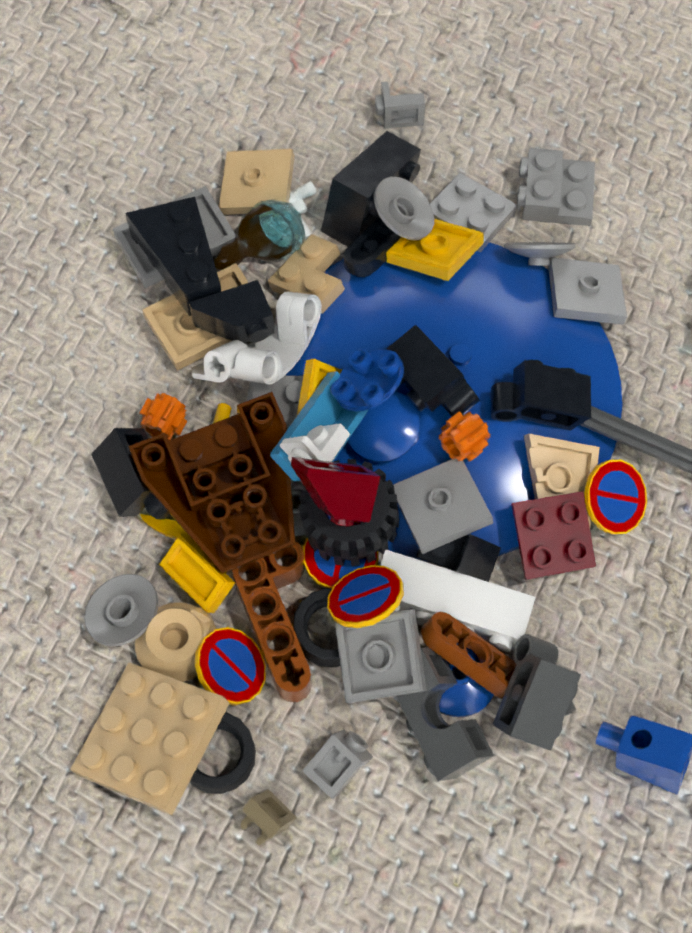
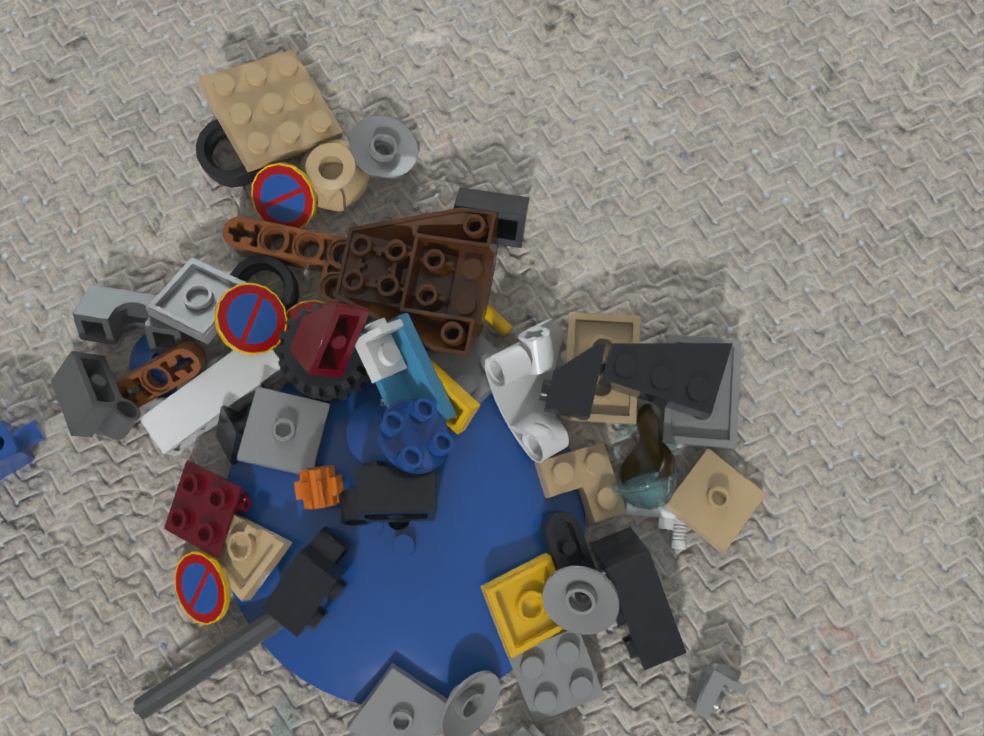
camera: 130 degrees right, 15 degrees up
(163, 415) = (526, 273): orange gear -> none
(196, 574) = (369, 212): yellow tile -> none
(268, 815) = (161, 159): dark tan tile -> none
(338, 762) = (162, 232): light grey bracket -> none

